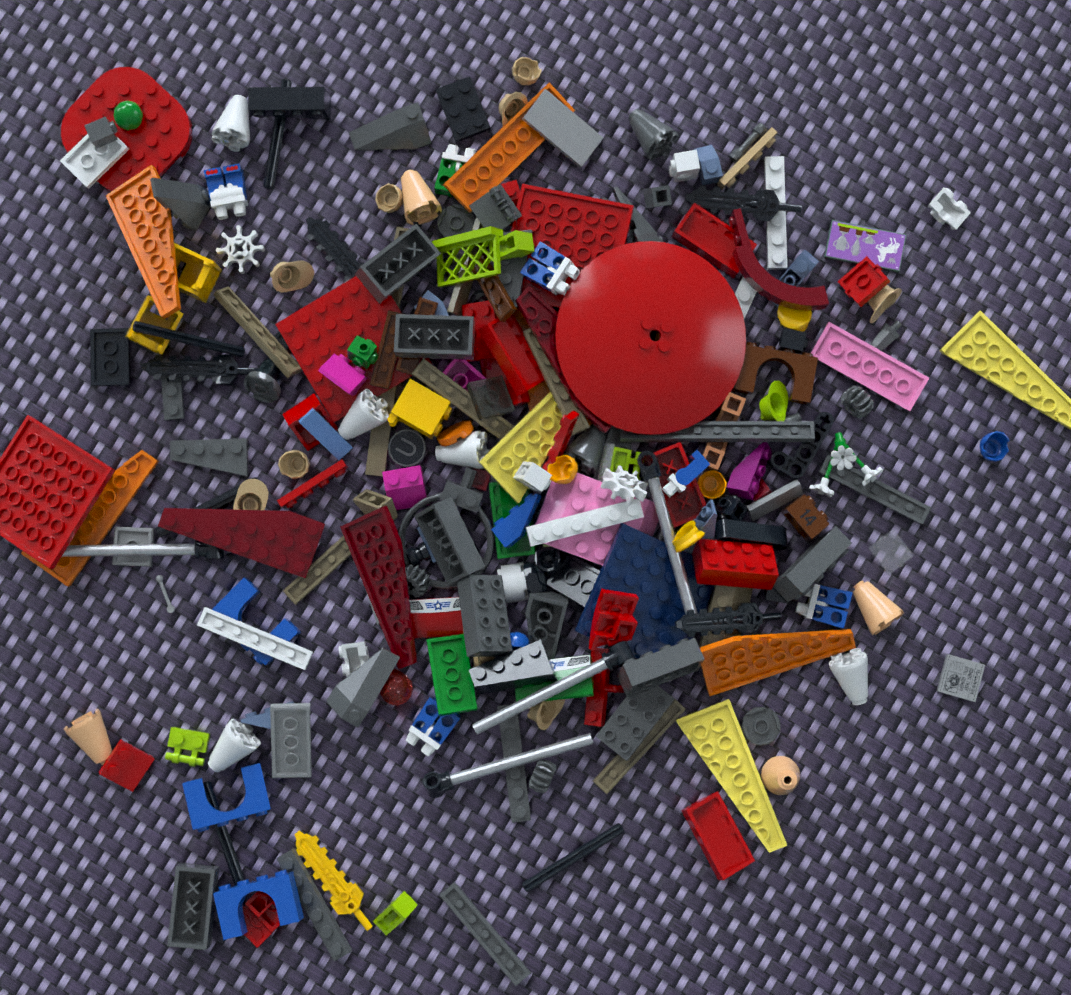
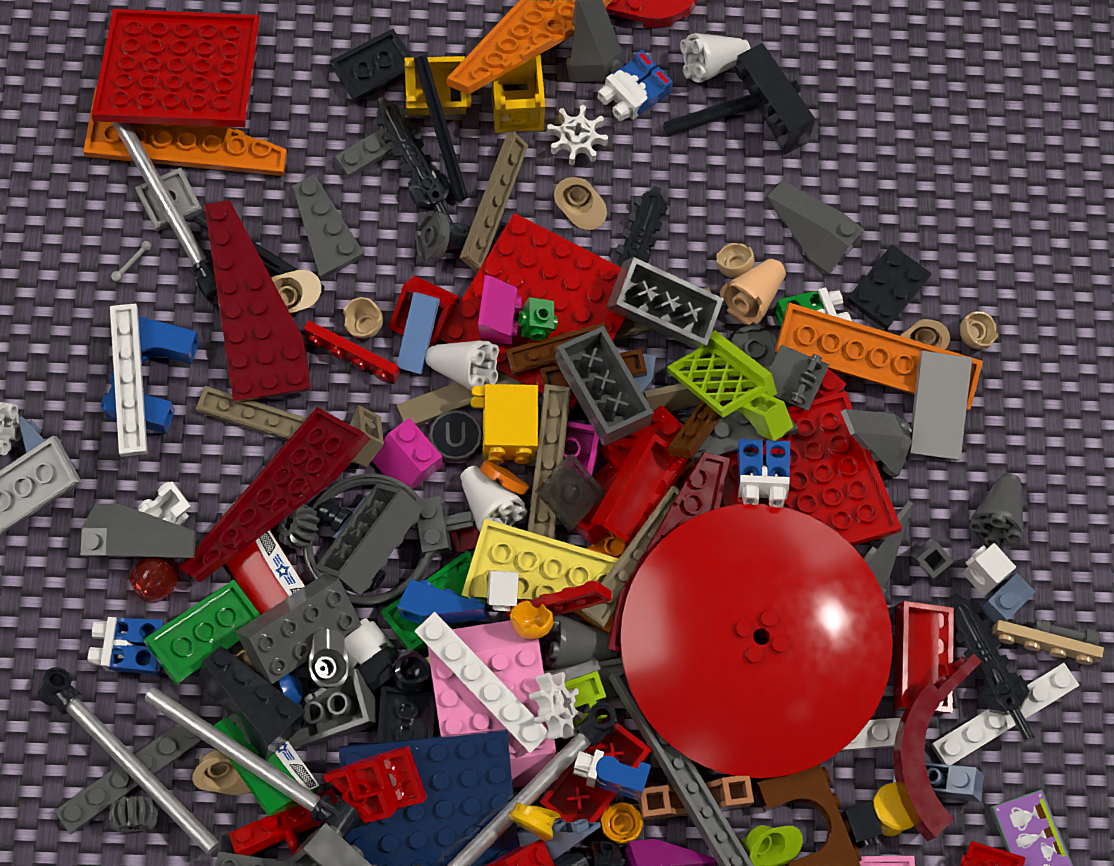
camera: 50 degrees right, 15 degrees down
(512, 604) = (329, 652): none -> dark grey cap
(565, 179) = (883, 435): none -> dark grey wedge

